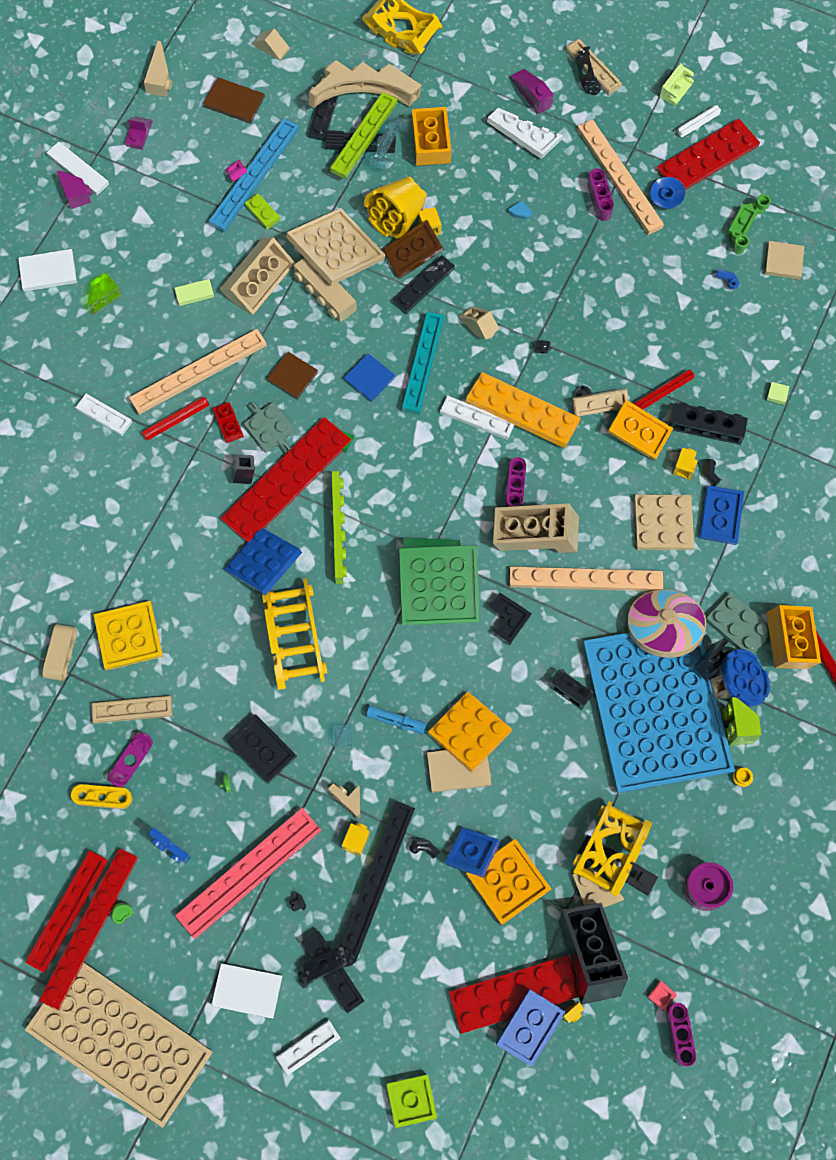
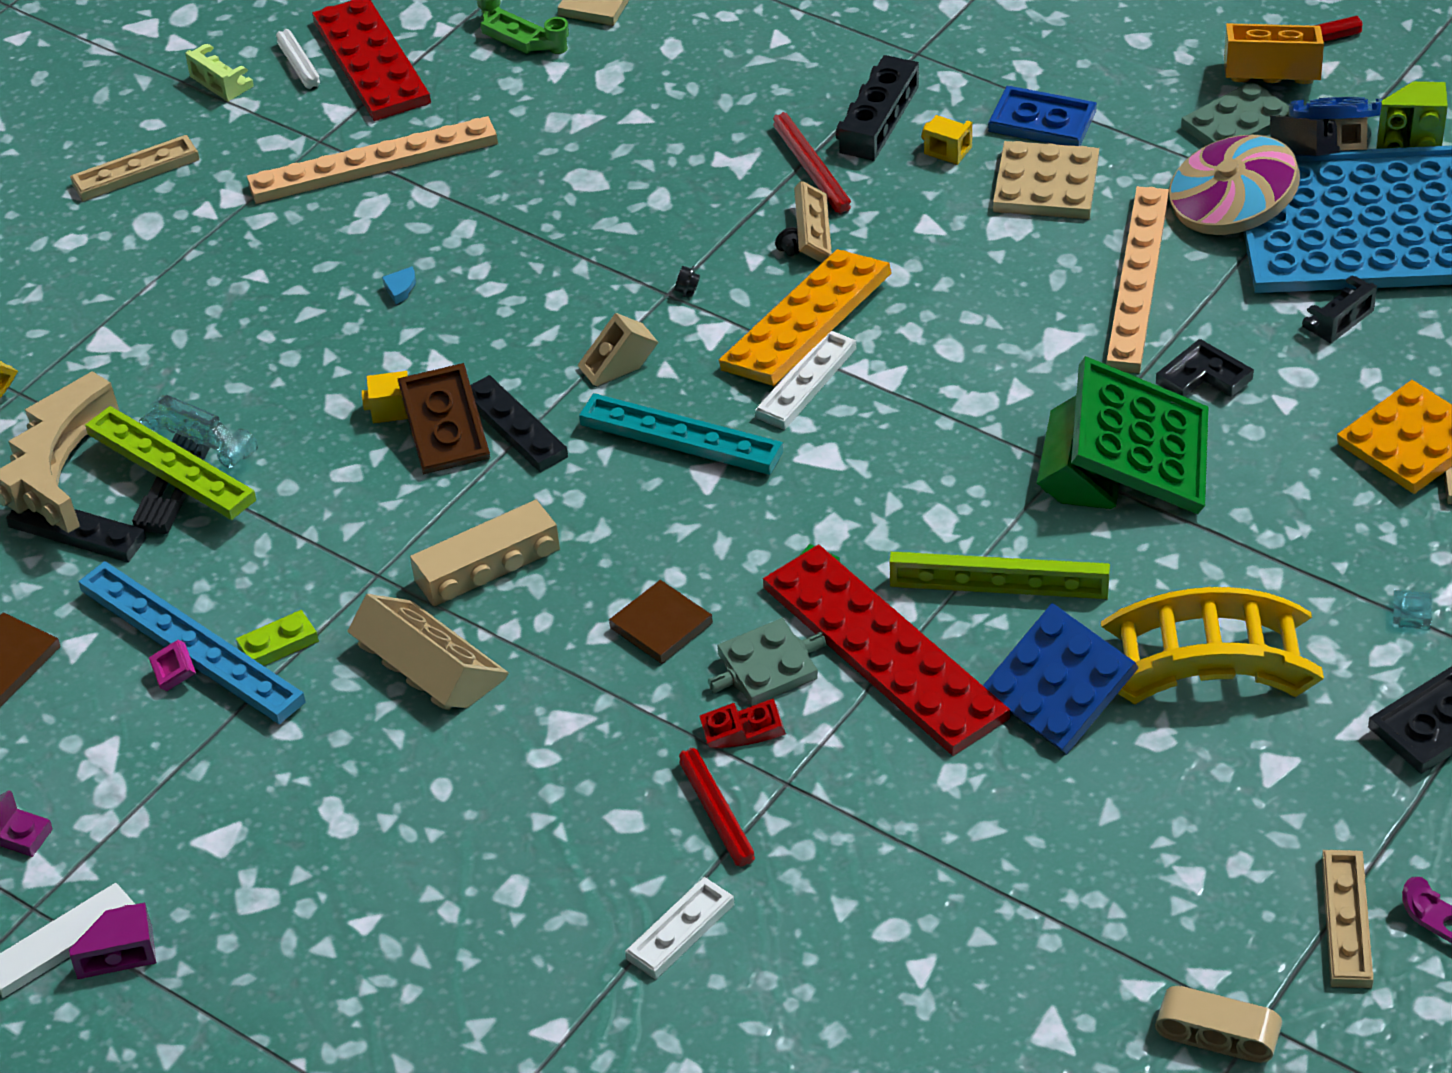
camera: 75 degrees left, 25 degrees down
(47, 270) = (301, 1008): white tile -> none
(102, 293) = (391, 905): clear neon green slope -> none
(128, 635) = (1190, 909): yellow plate -> none
(194, 292) = (432, 759): yellowish green tile -> none
(197, 371) = (621, 763): light nougat plate -> none
(243, 469) = (859, 694): black brick -> none
(335, 246) = (406, 520): tan plate -> none
(369, 377) = (692, 512): blue tile -> none
(395, 206) = (355, 424): yellow cone -> none
(404, 722) = (1390, 520): dark azure pin -> none
(431, 136) = (209, 370): light orange brick -> none
(517, 477) = (953, 336): magenta beam -> none
(524, 133) = (234, 265): white wing -> none
(533, 90) = (159, 237): magenta slope -> none
(536, 528) = (1049, 303): tan hinge -> none
(588, 81) = (170, 165): black piece -> none
(598, 185) = (405, 179): magenta beam -> none
(640, 430) = (878, 178): light orange plate -> none
(668, 186) = (430, 102): blue dish -> none
(709, 472) = (962, 115): black arm -> none
(729, 277) = (613, 58): blue arm -> none
(778, 393) = (836, 33): yellowish green tile -> none

